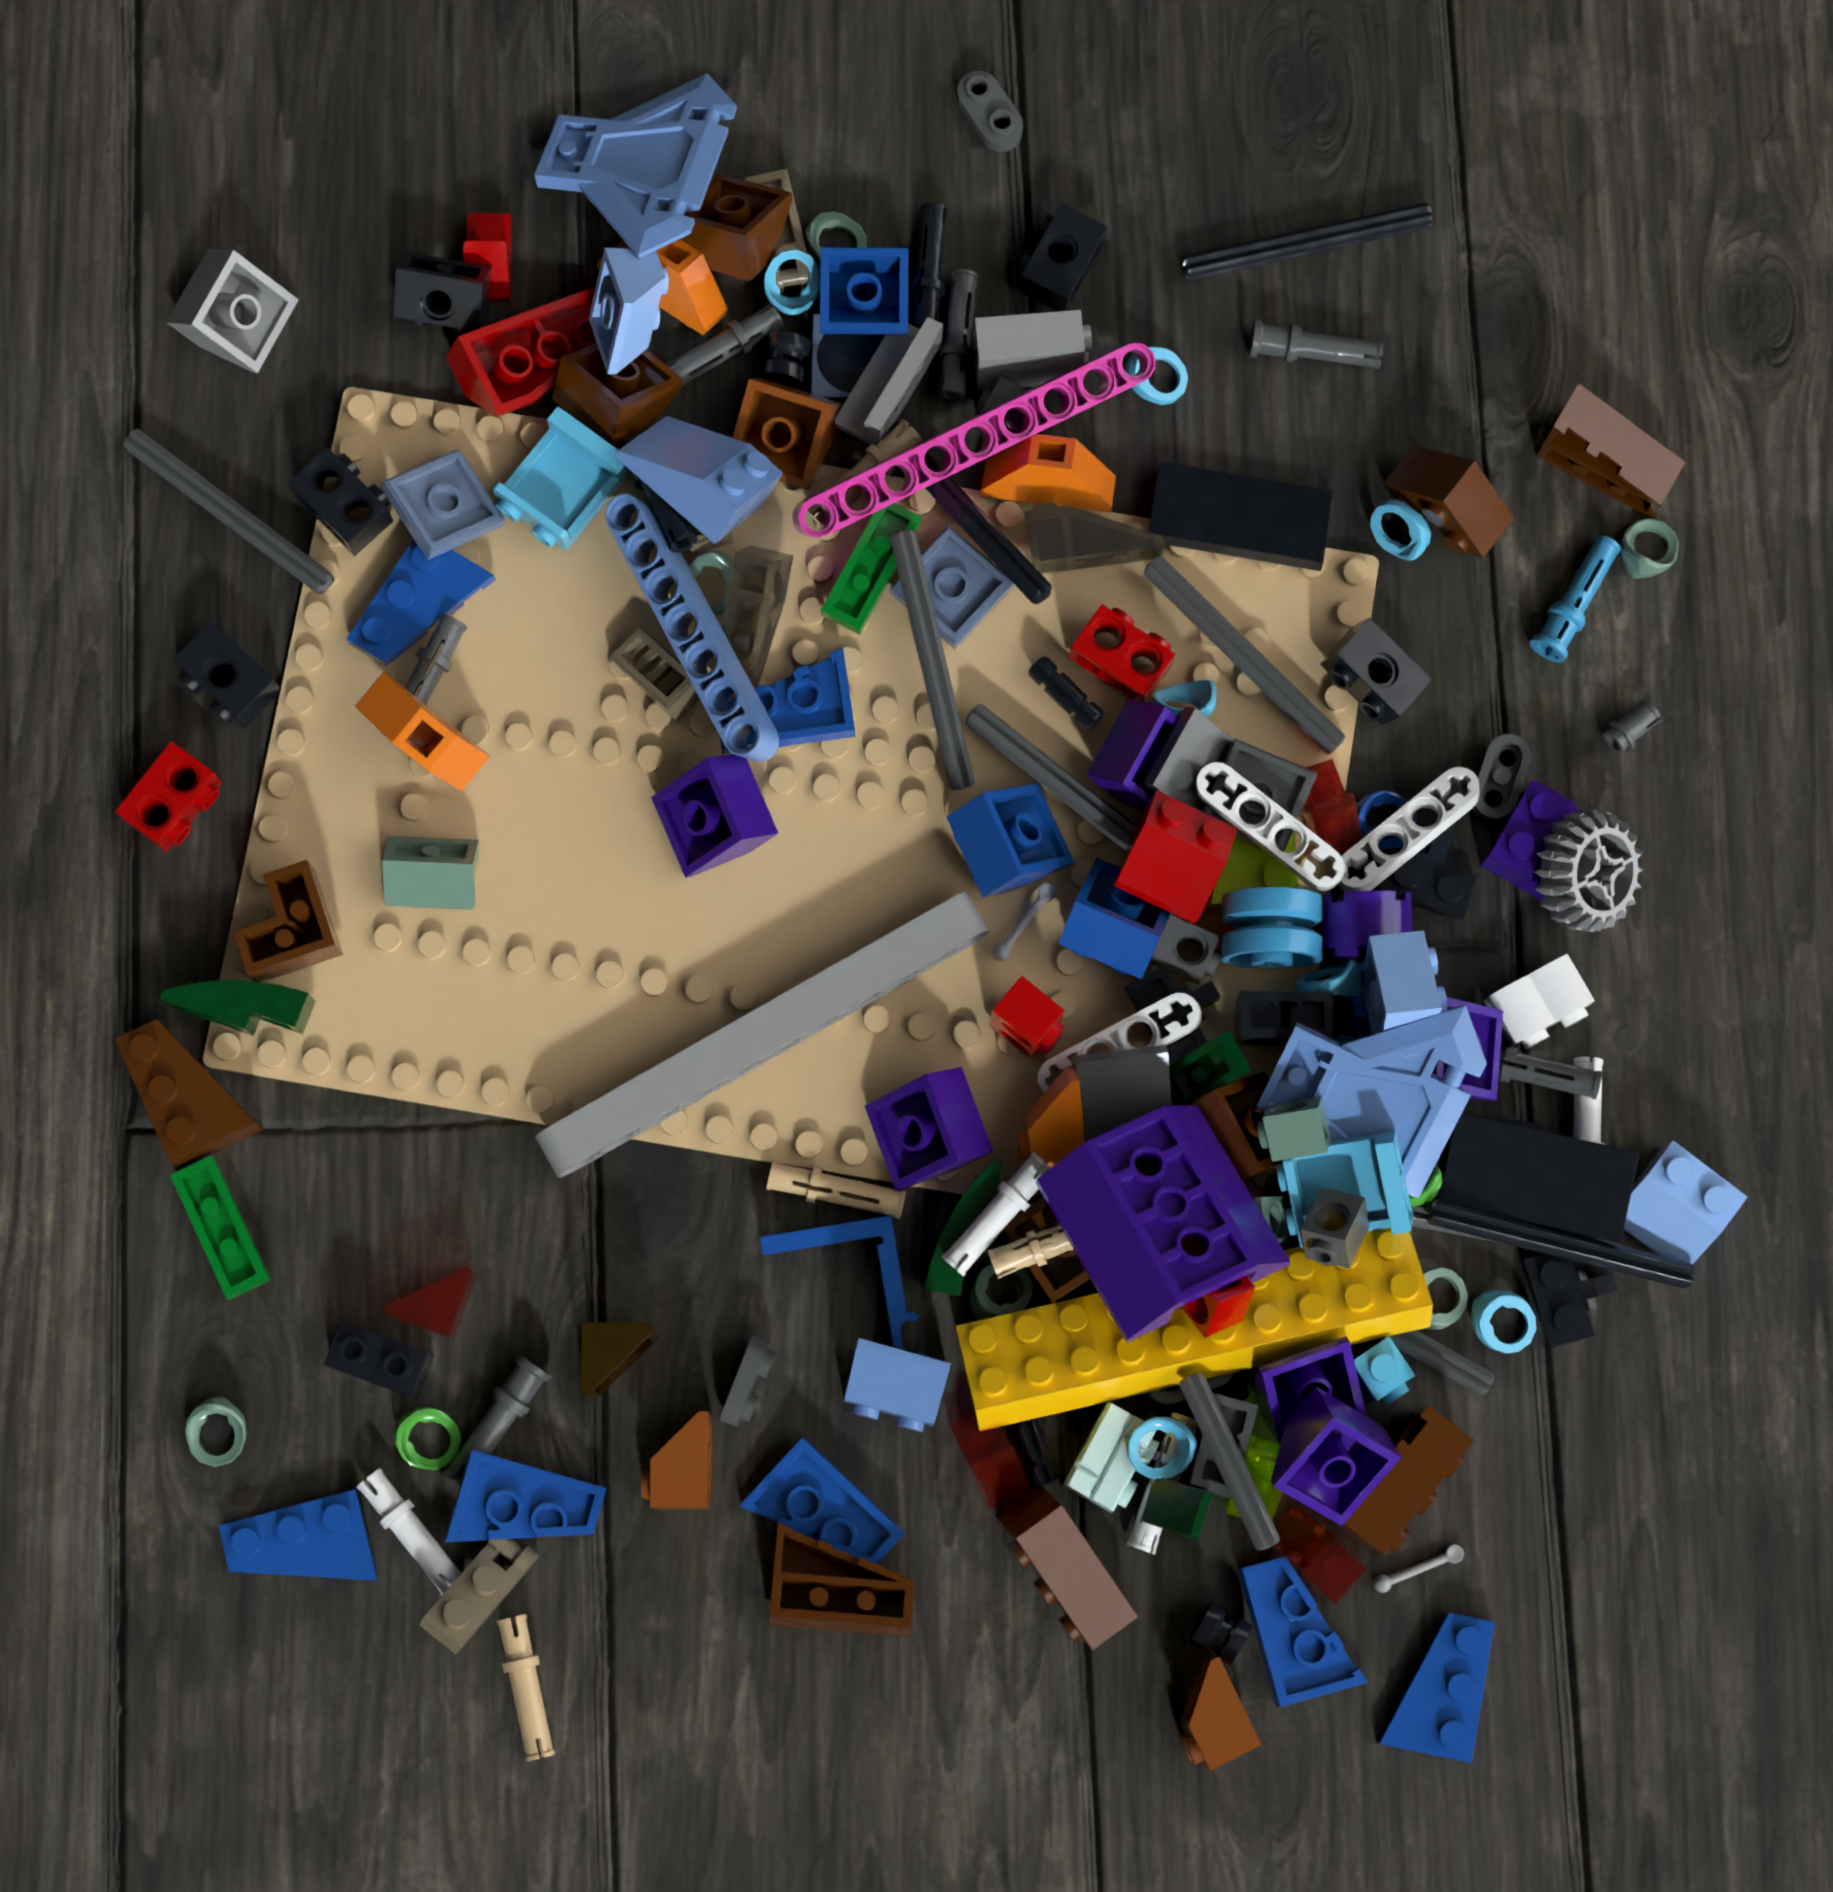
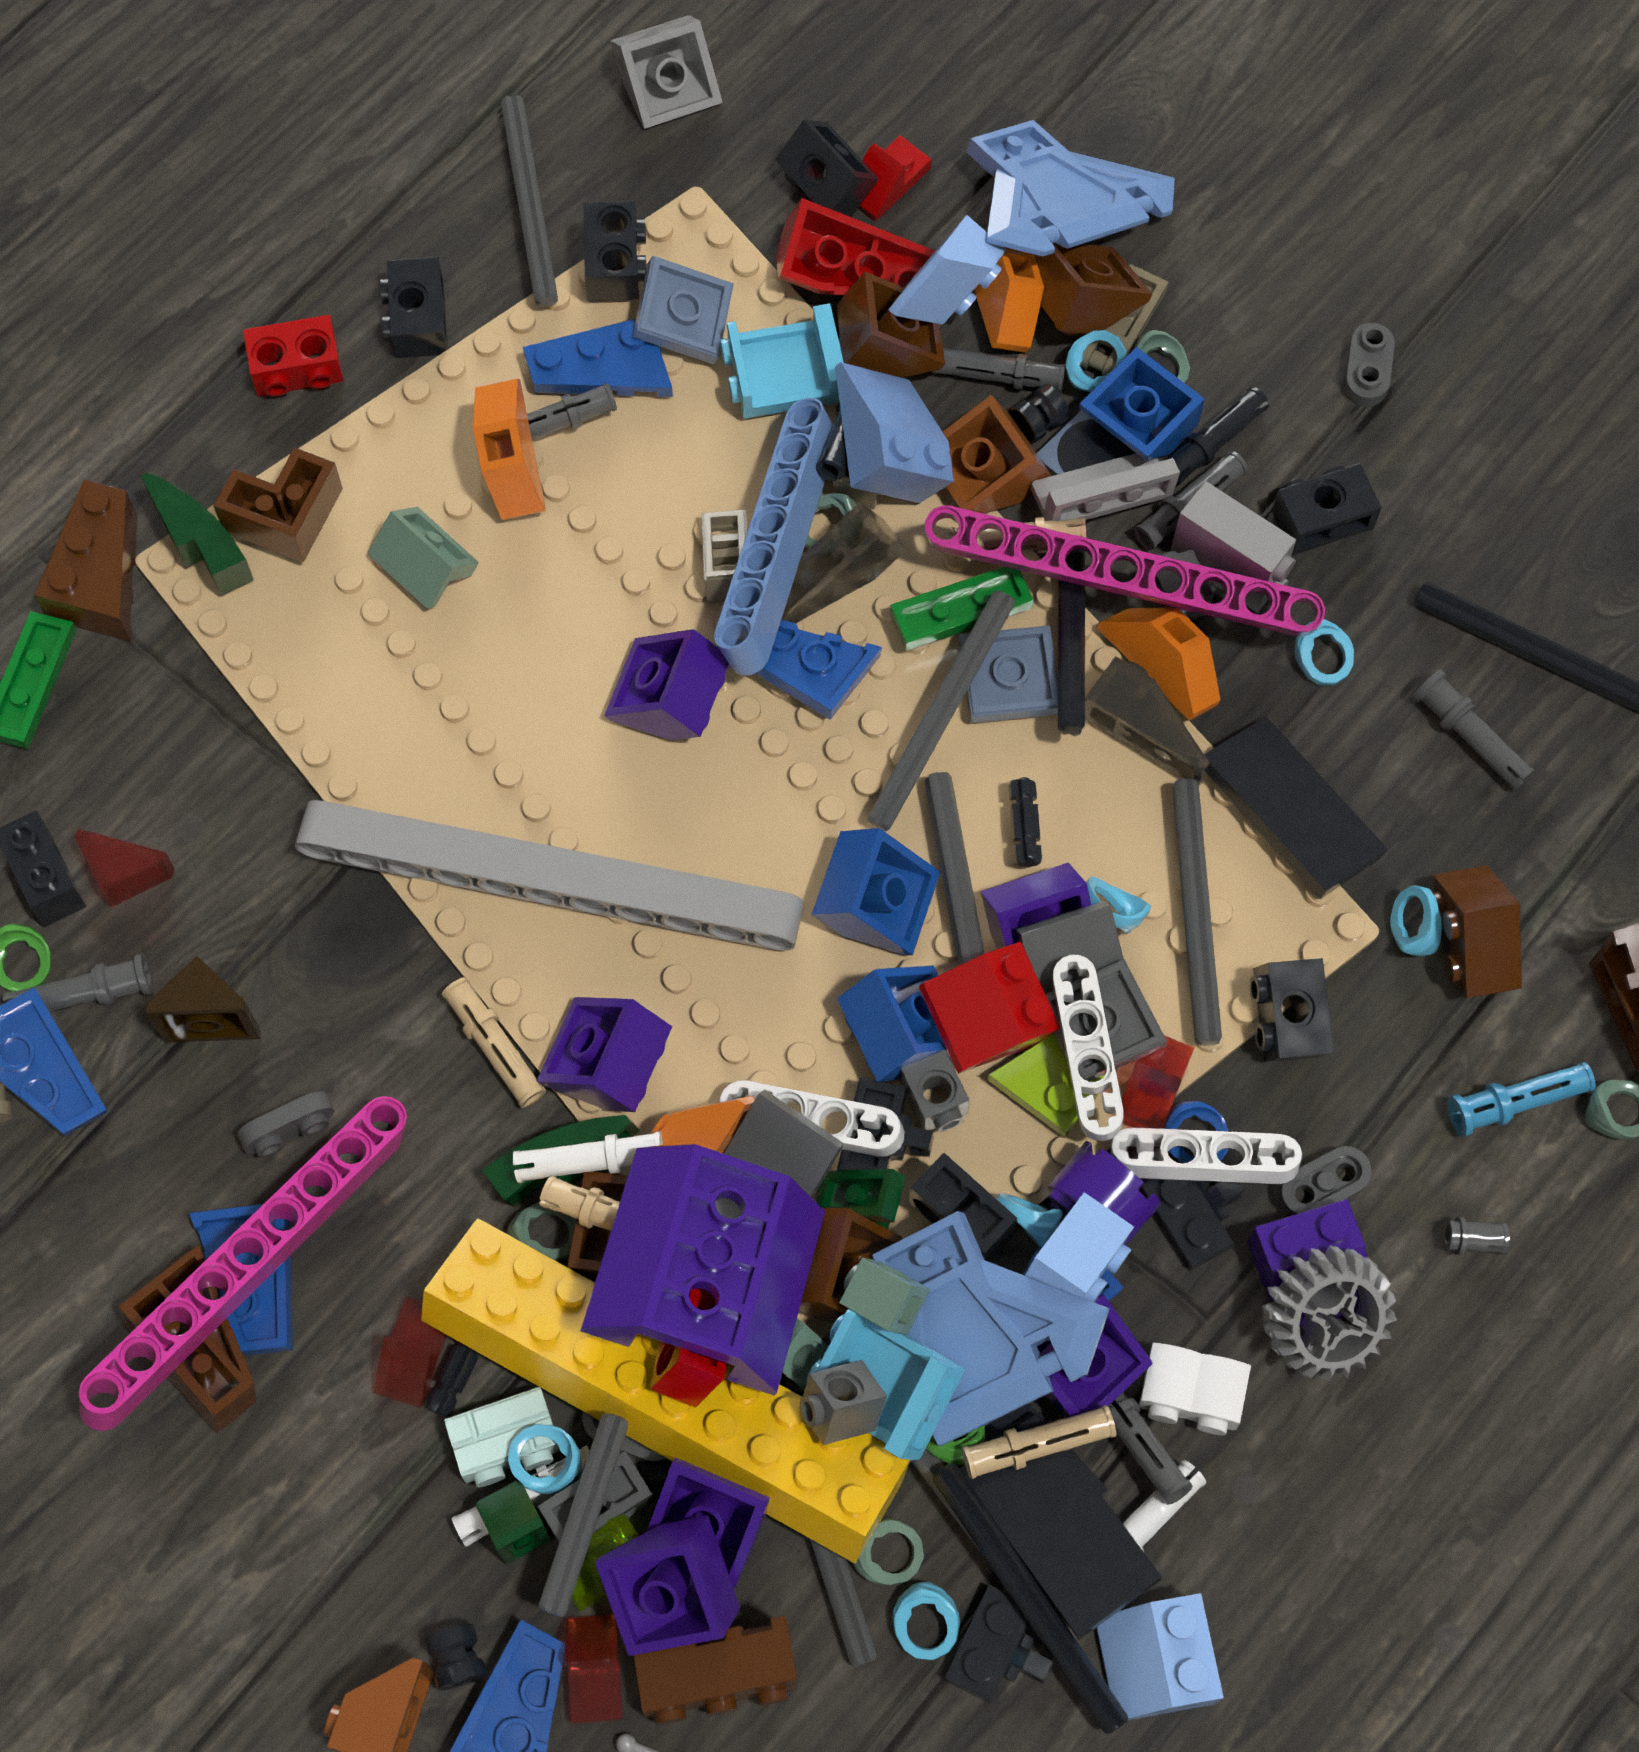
camera: 45 degrees right, 10 degrees down
(682, 1469) = (173, 1140): dark orange slope -> none
(822, 1522) = (235, 1278): none -> dark pink beam
(852, 1231) = (479, 1129): blue hinge -> none
(896, 1385) = (389, 1221): medium blue slope -> none
(1028, 1019) = (756, 1031): red brick -> none
(1045, 894) = (868, 960): light grey hinge -> none
(1065, 1568) = (381, 1490): reddish brown wedge -> none
(1114, 664) = (1086, 829): red brick -> none
(1271, 928) = (1016, 1128): dark azure wheel -> none
(1382, 1372) = (782, 1565): medium azure brick -> none
(1471, 1149) = (1019, 1447): none -> tan pin

